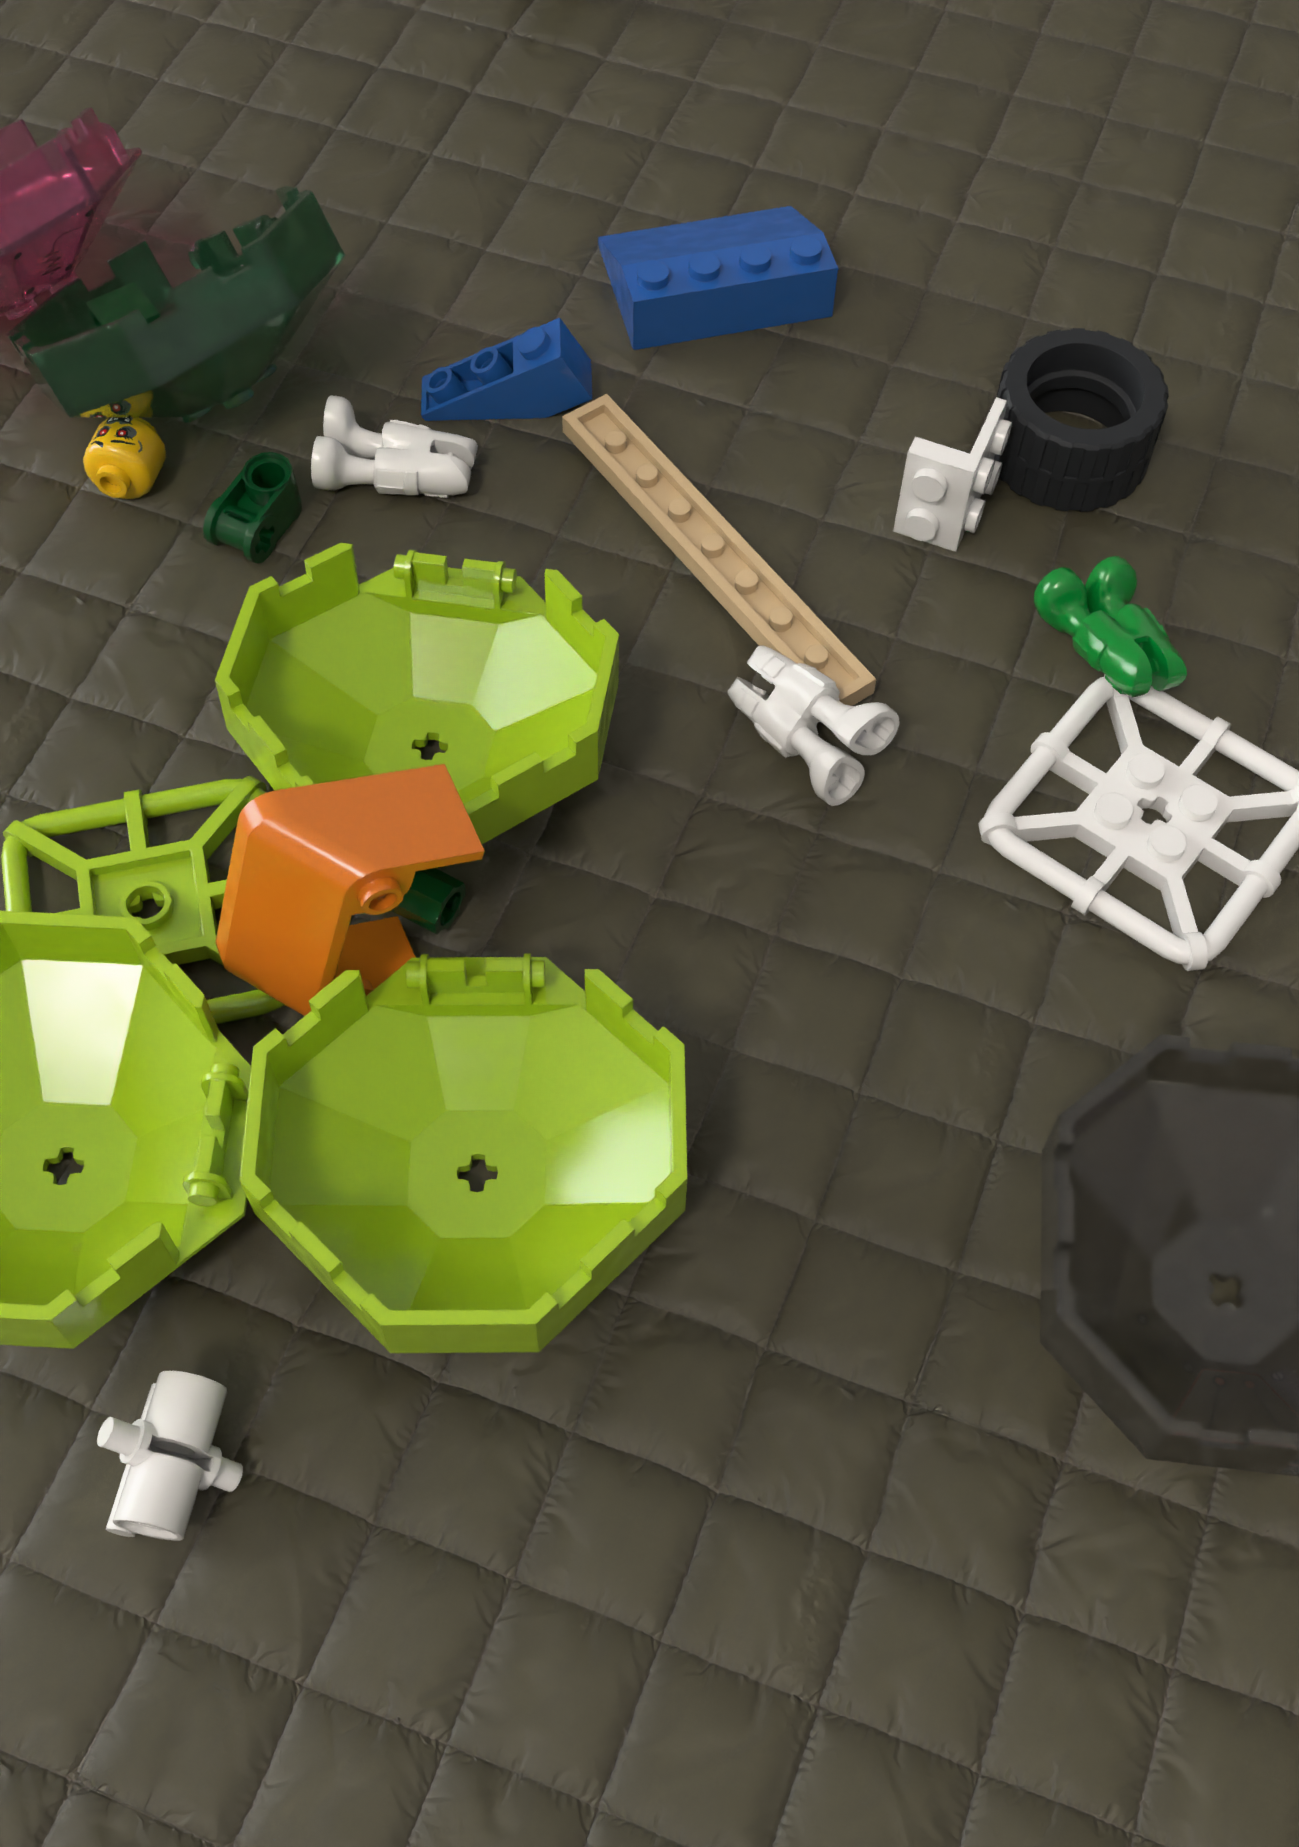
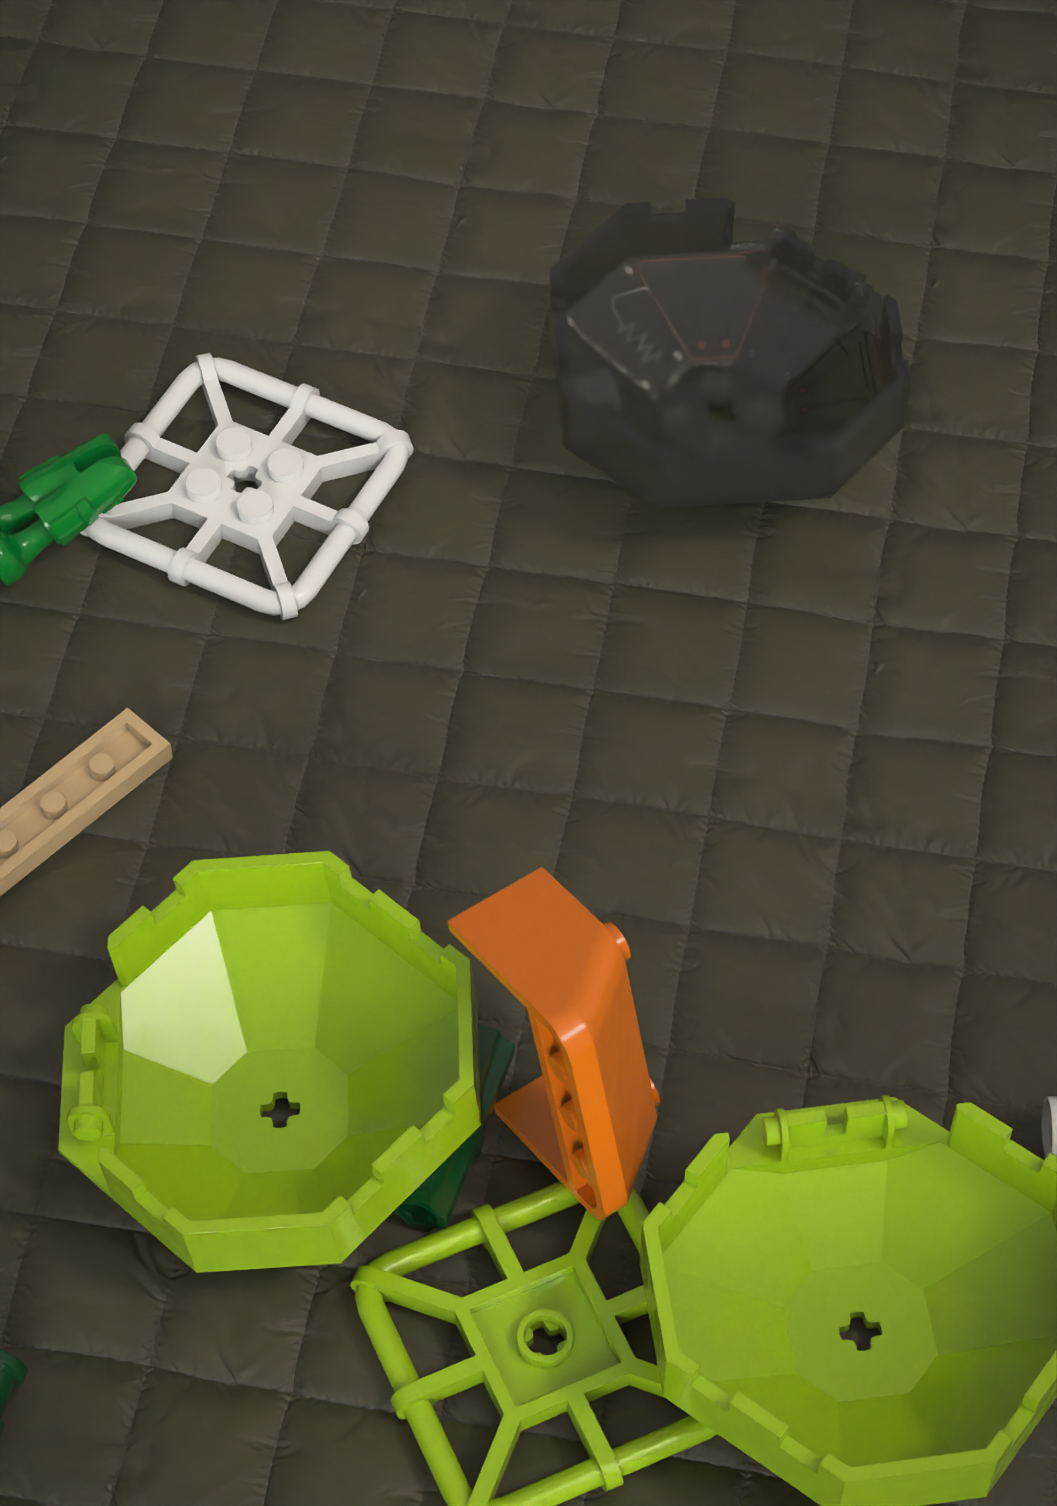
camera: 100 degrees left, 5 degrees down
(449, 1063) = (800, 852): lime windscreen -> none
(791, 715) = (173, 763): white piece -> none

